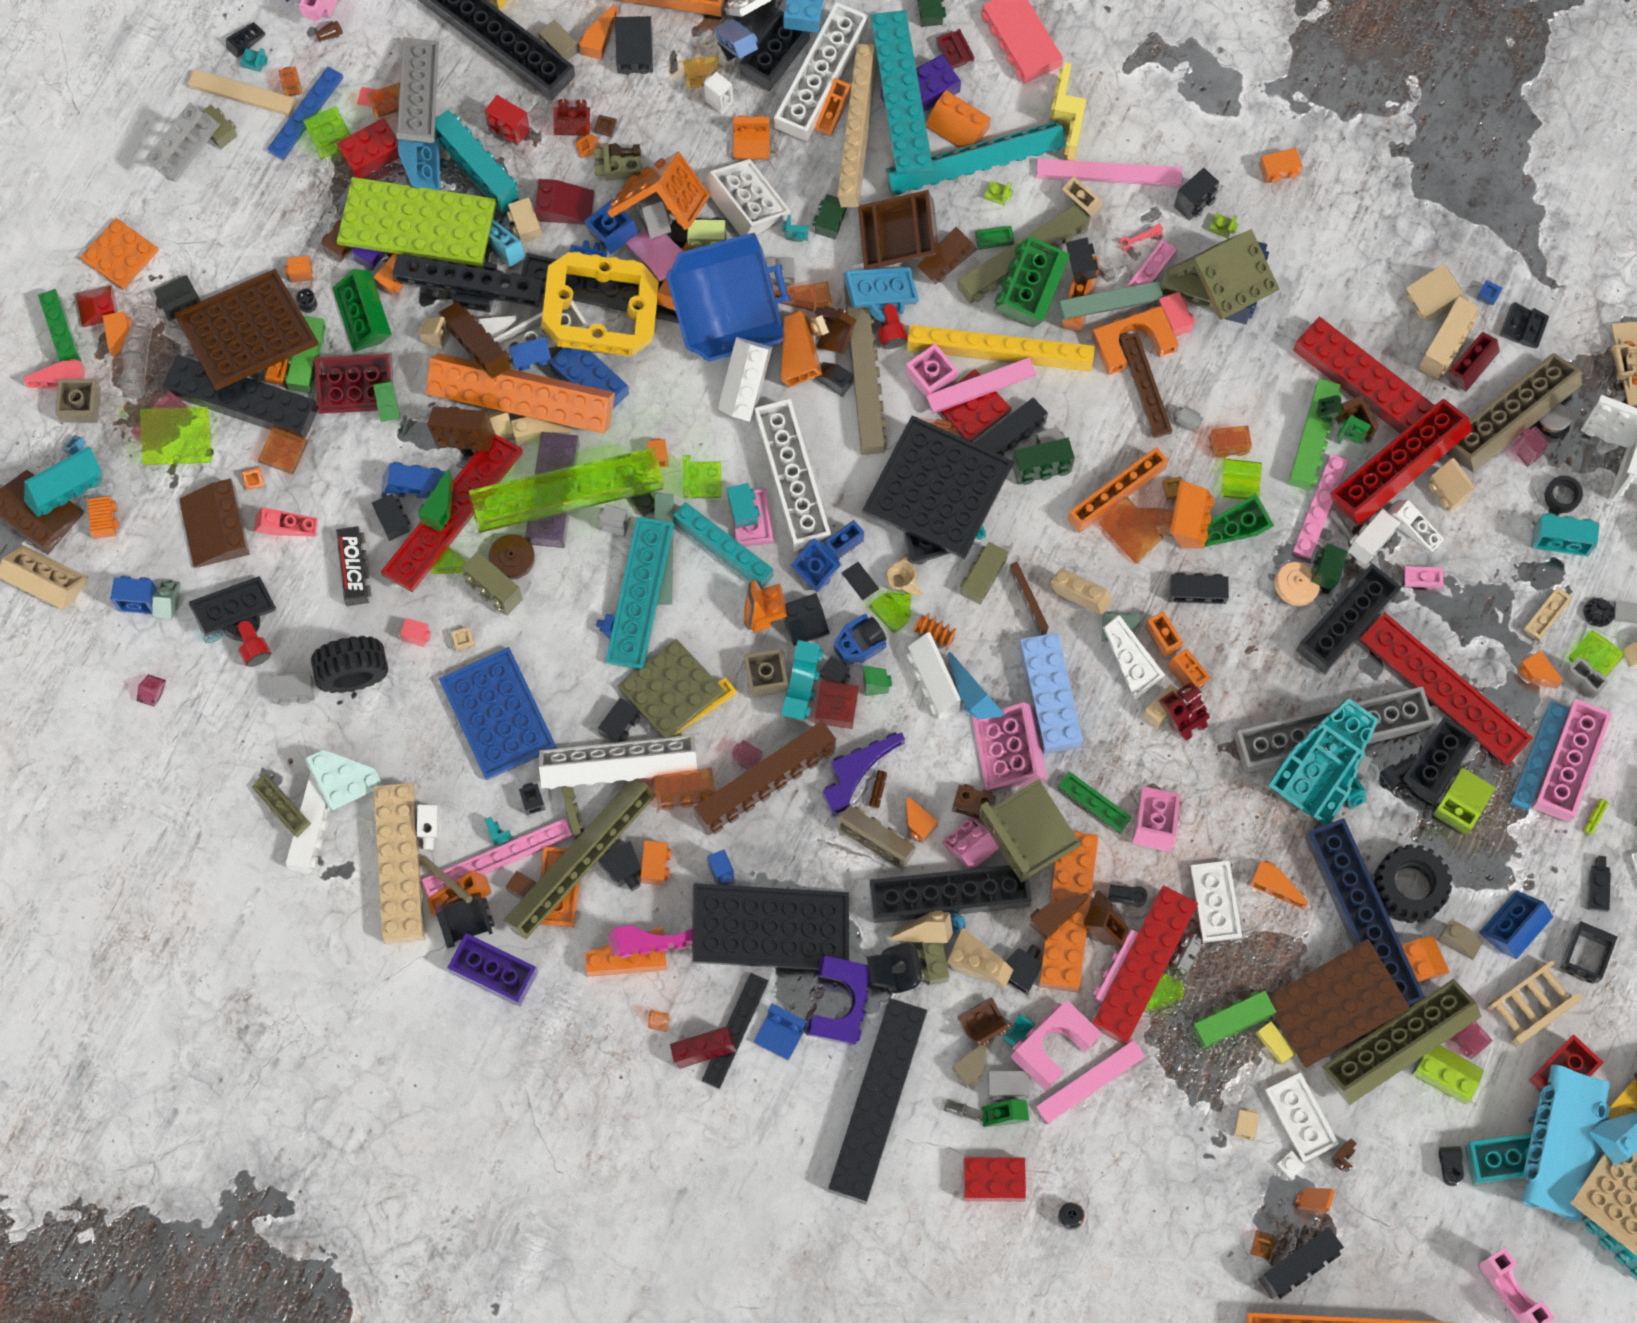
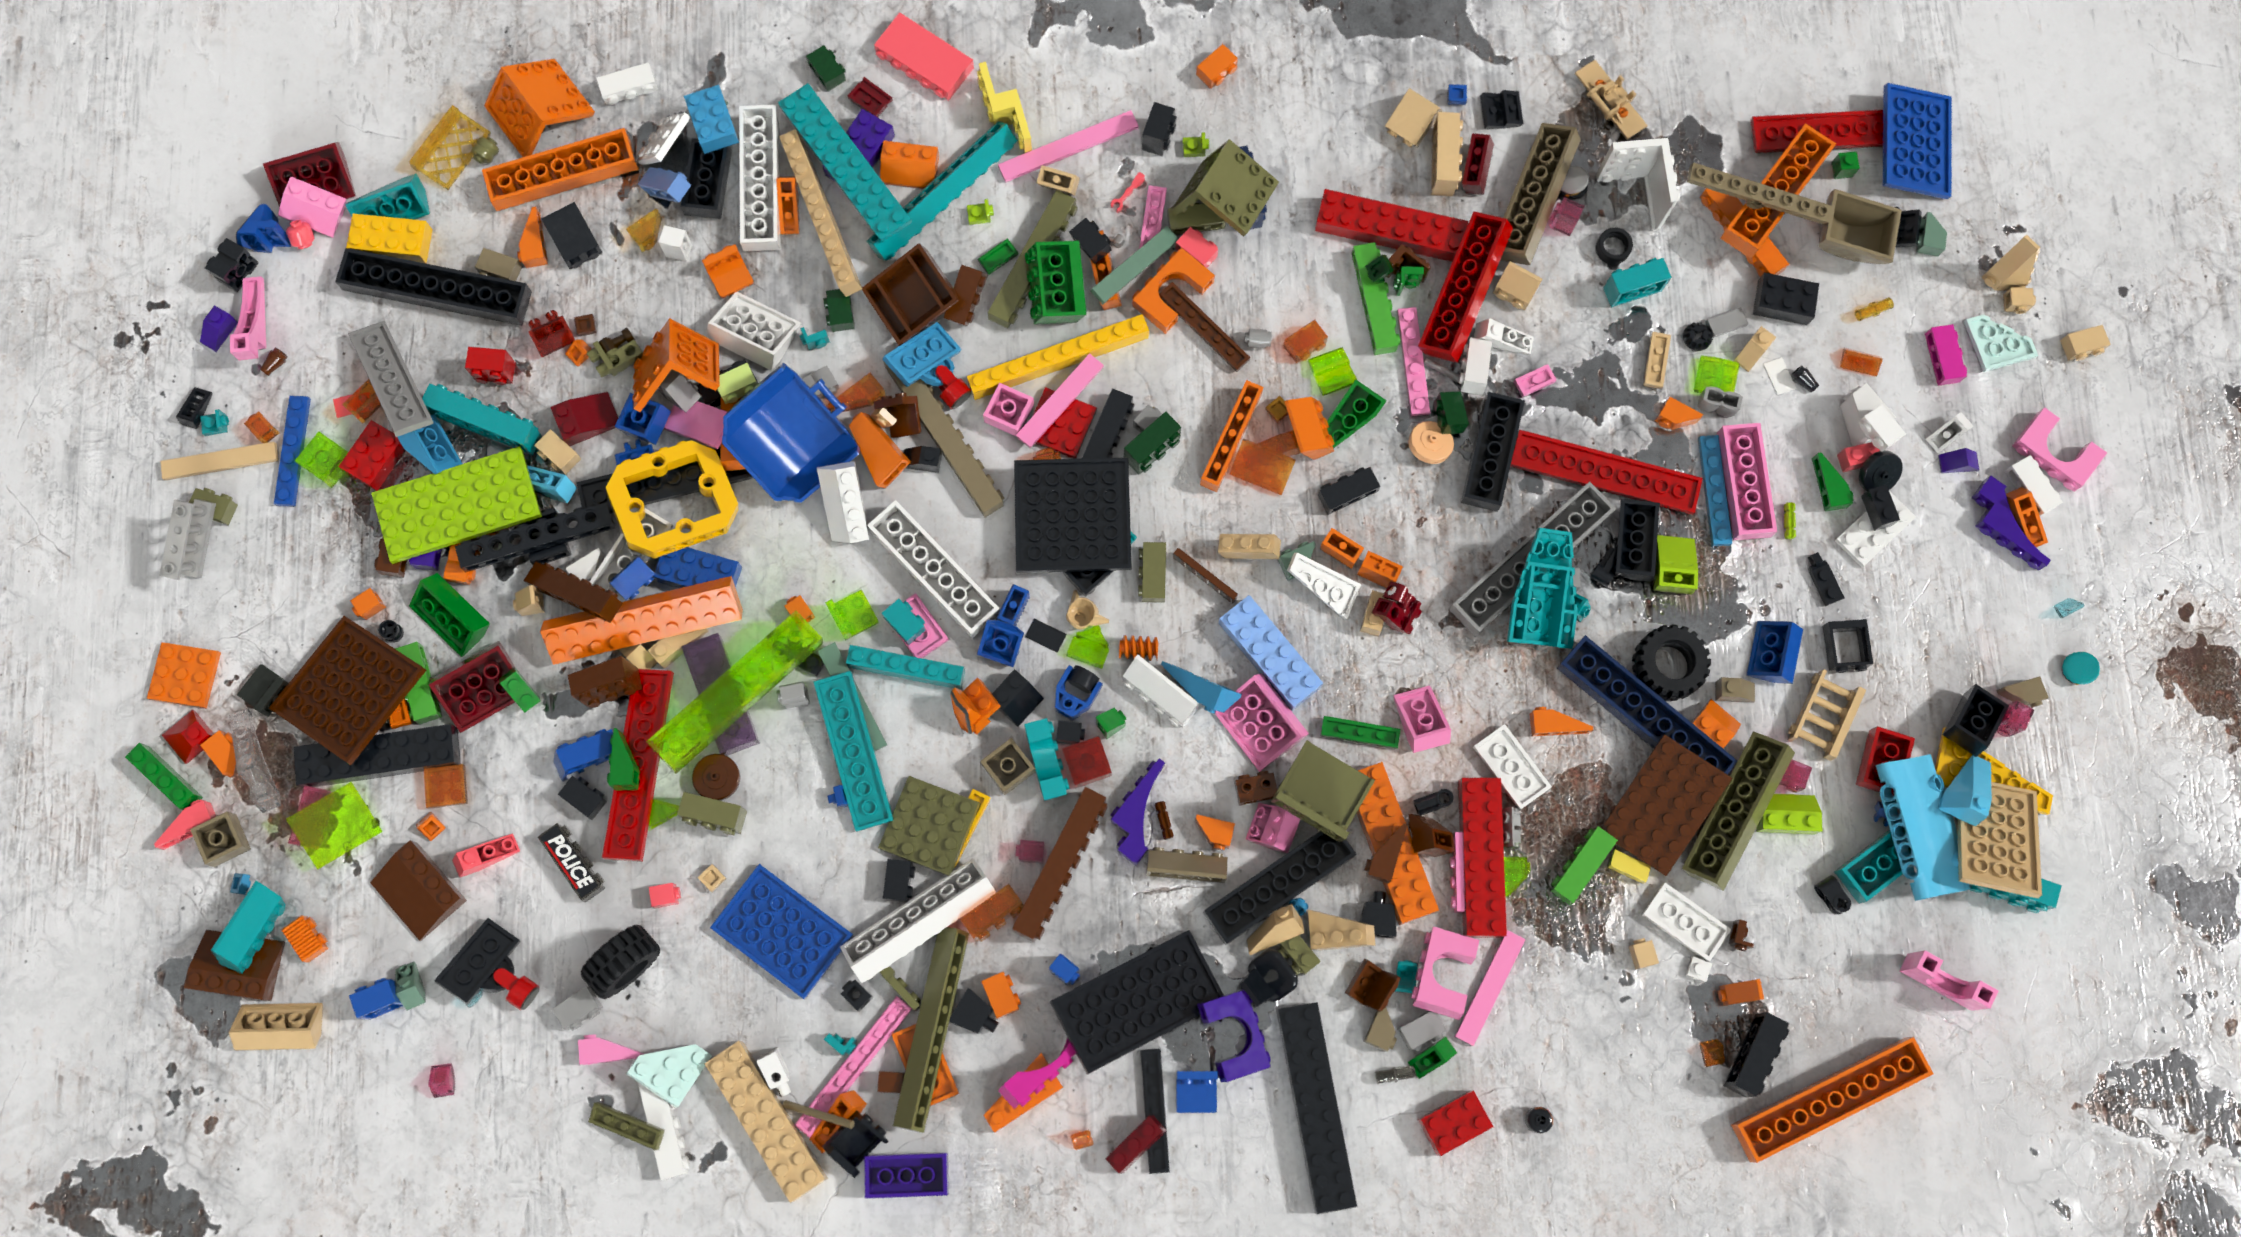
camera: 30 degrees left, 5 degrees up
(292, 733) = (599, 1050): none -> bright pink slope

